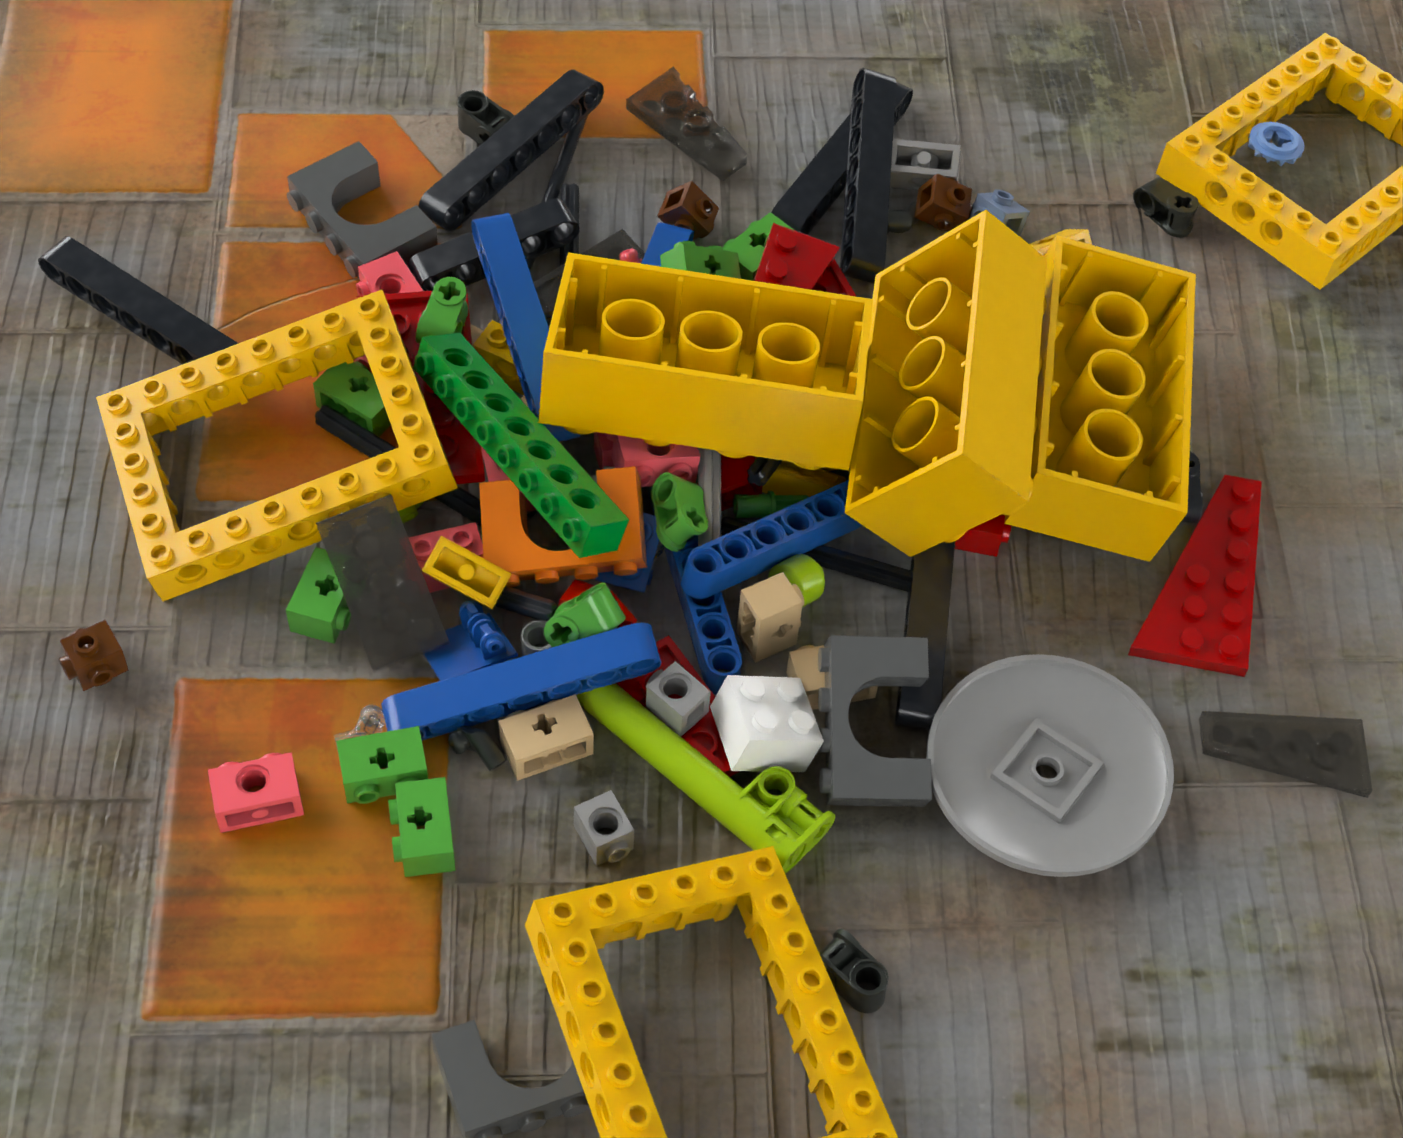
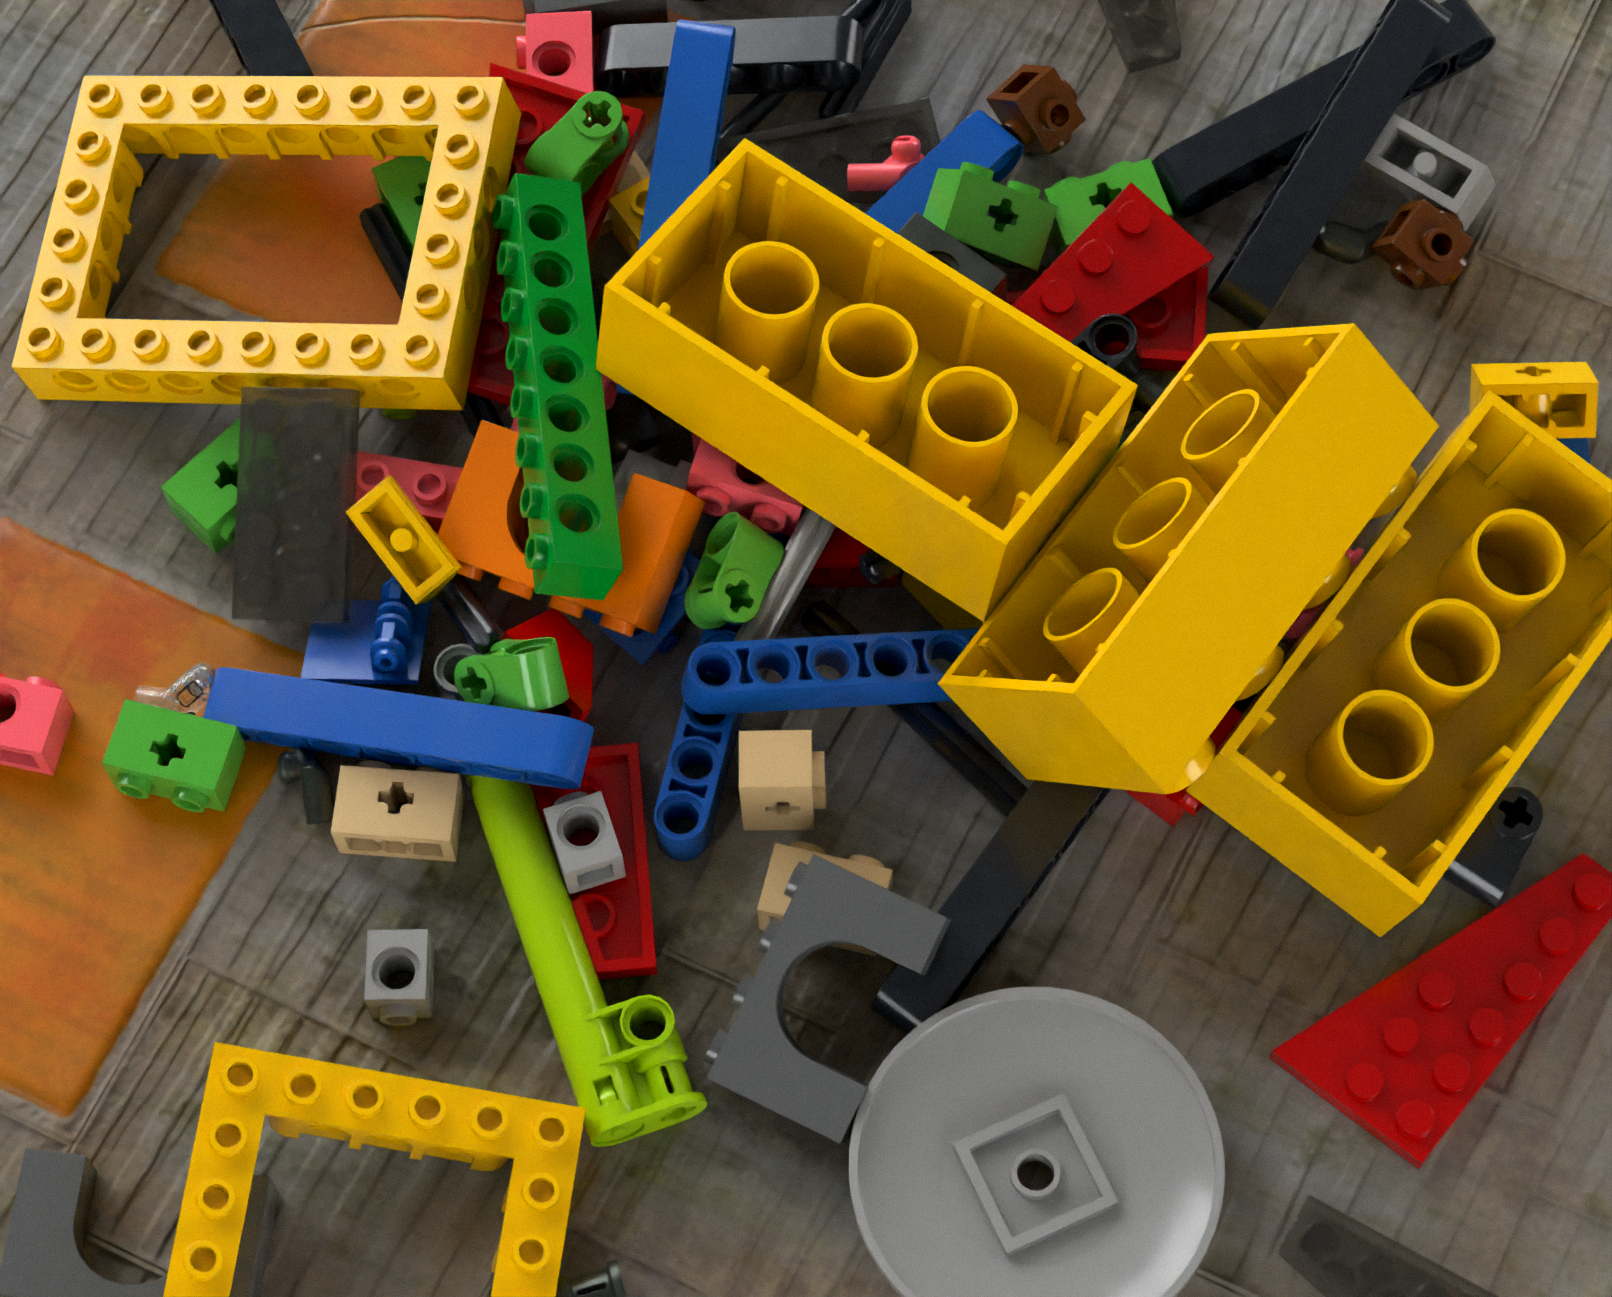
camera: 35 degrees right, 10 degrees up
(422, 849) = (182, 895): bright green brick -> none
(763, 504) = (887, 608): bright green axle -> none
(766, 723) = (682, 932): white brick -> none
(803, 572) = (857, 741): lime head -> none
(1003, 208) = (1490, 301): sand blue brick -> none

